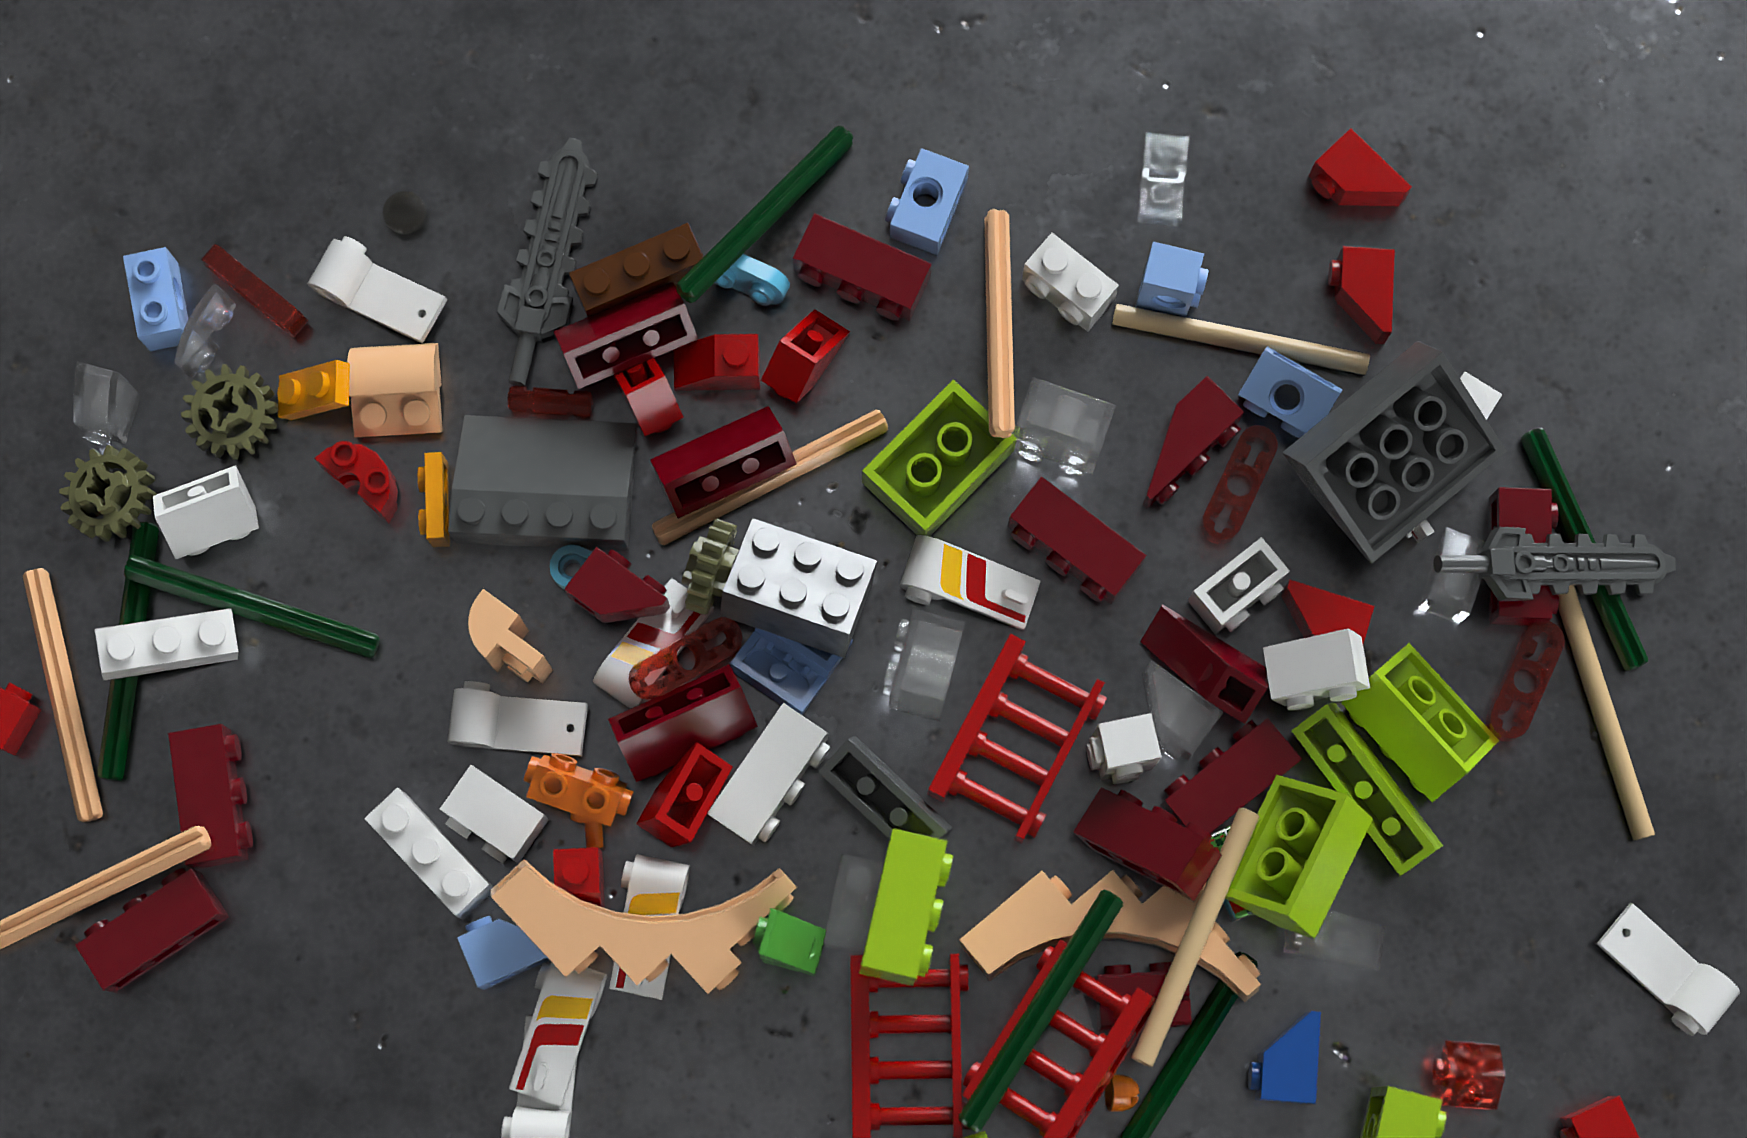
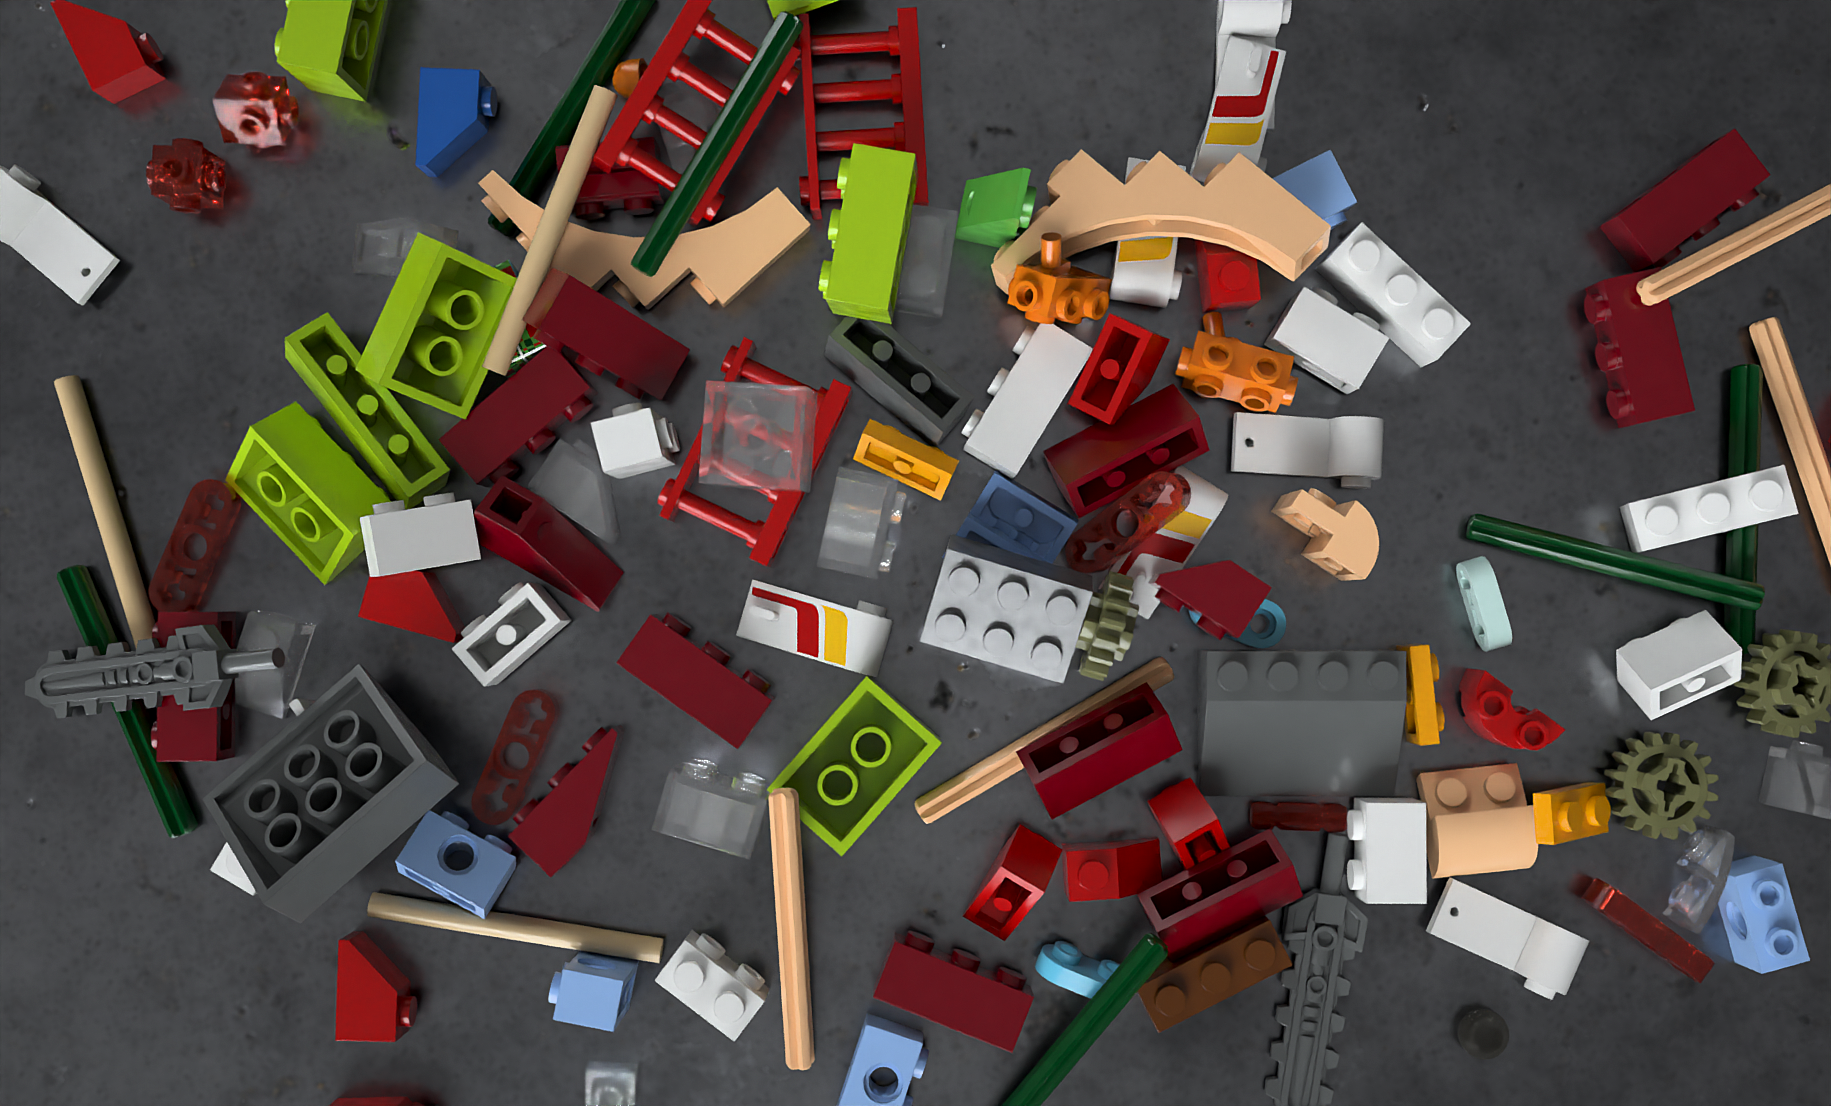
camera: 170 degrees right, 10 degrees up
(371, 575) = (1484, 603): none -> light aqua beam
(476, 366) = (1388, 850): none -> white brick
(735, 866) = (1057, 289): none -> orange brick
(873, 722) = (905, 459): none -> light orange plate
(1012, 739) = (758, 436): none -> clear brick
(1517, 1017) = (186, 176): none -> clear red brick

